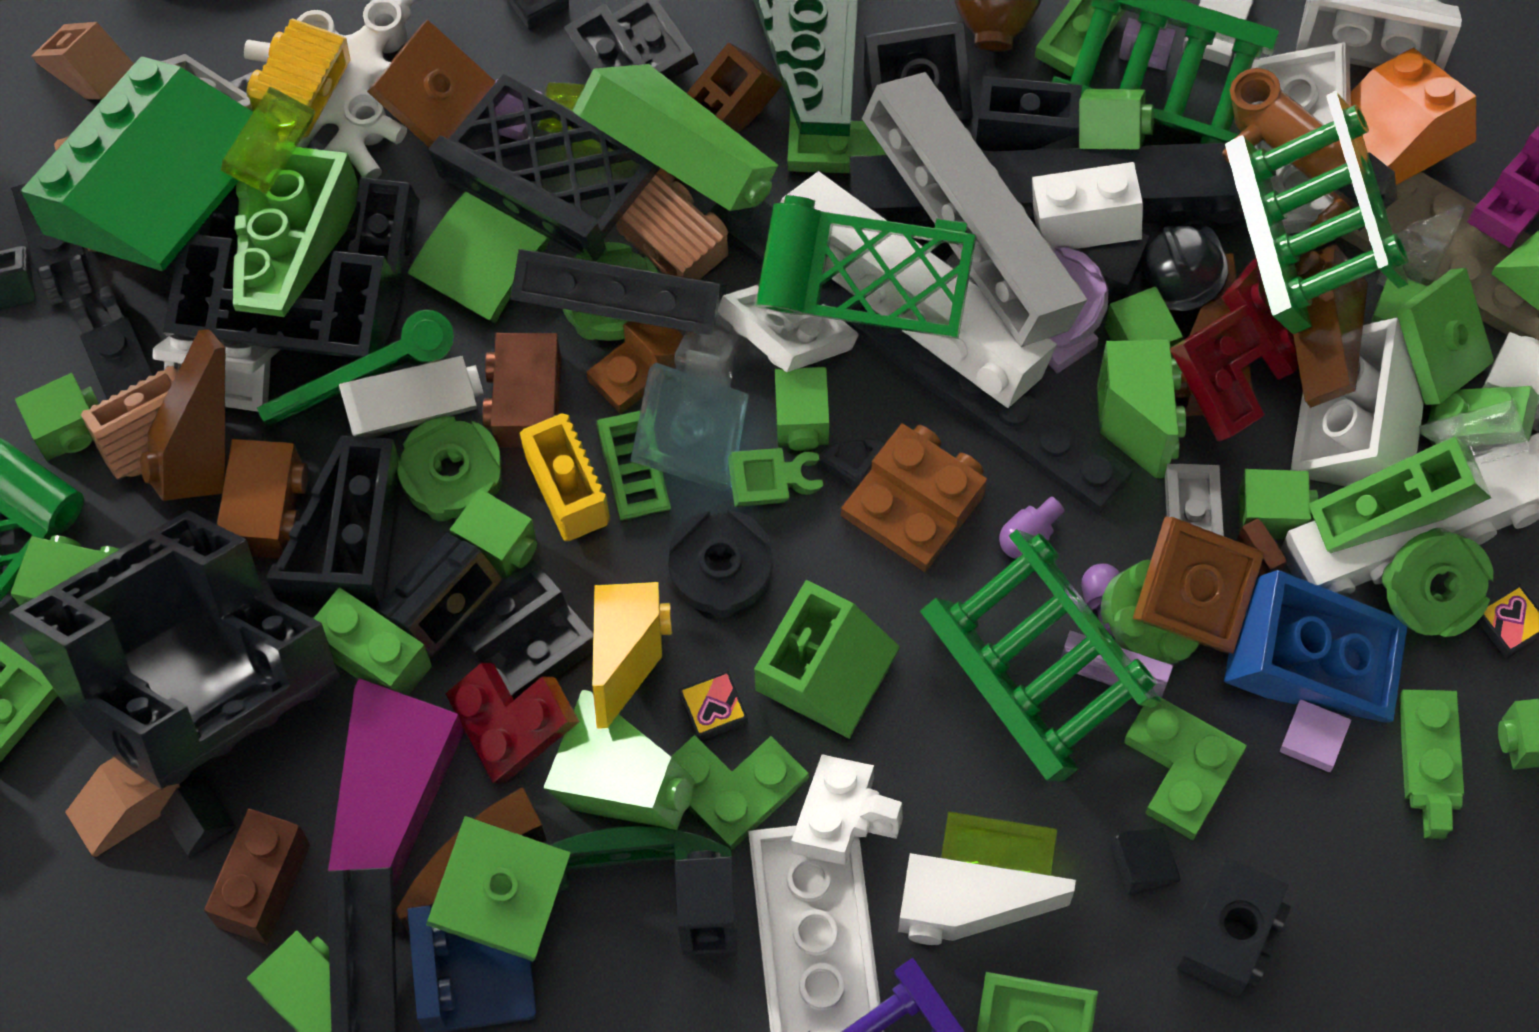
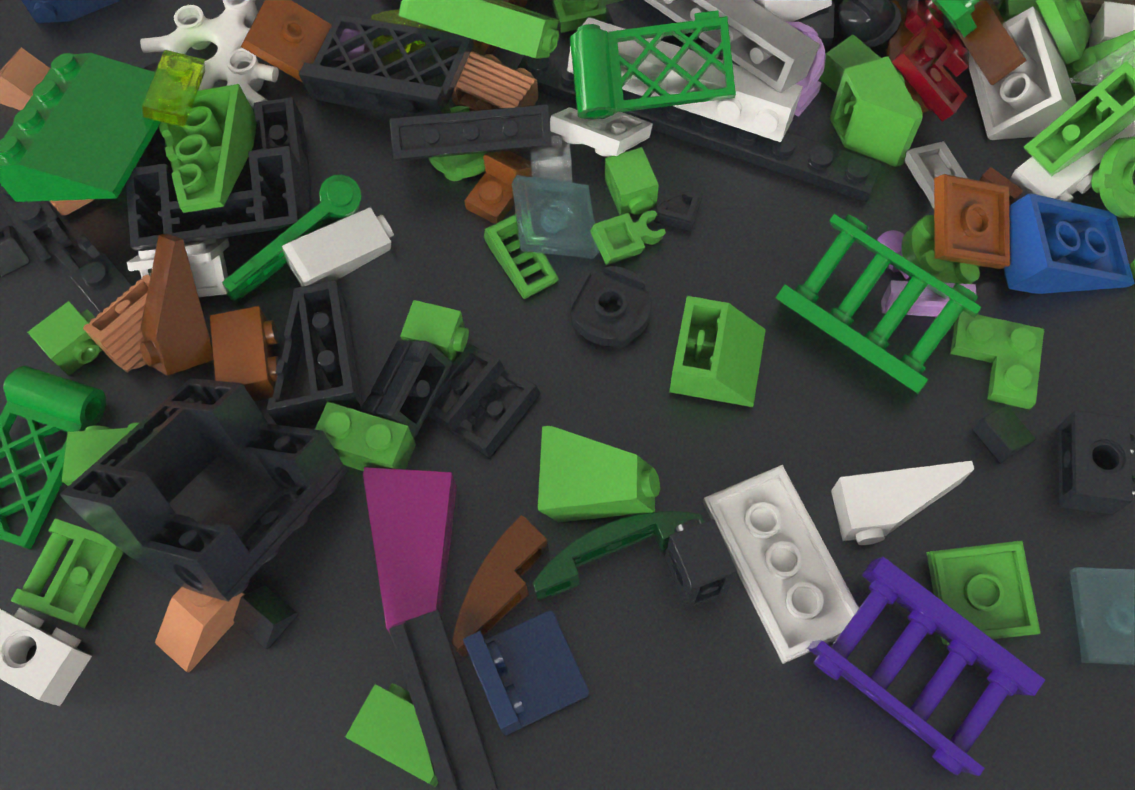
camera: 15 degrees left, 0 degrees up
(257, 876) = (328, 648): copper brick -> none
(302, 65) = (189, 33): yellow brick -> none
(421, 462) = (362, 300): bright green plate -> none
(475, 255) = (355, 144): bright green slope -> none
(498, 888) = (531, 601): bright green plate -> none
(508, 730) = (494, 475): dark red plate -> none
(524, 382) = (423, 223): copper brick -> none
(565, 477) = (475, 274): yellow brick -> none
(625, 643) = (563, 379): yellow slope -> none
(713, 706) = (642, 412): tile -> none
(743, 798) = (691, 472): bright green plate -> none
(843, 808) = (772, 460): white hinge -> none
(916, 495) = (735, 221): dark orange plate -> none
(999, 843) = (896, 451): clear neon green plate -> none
(1032, 522) = (819, 229): medium lavender cylinder -> none
(1276, 499) = (992, 149): bright green brick -> none
(1315, 735) = (1086, 309): lavender tile -> none

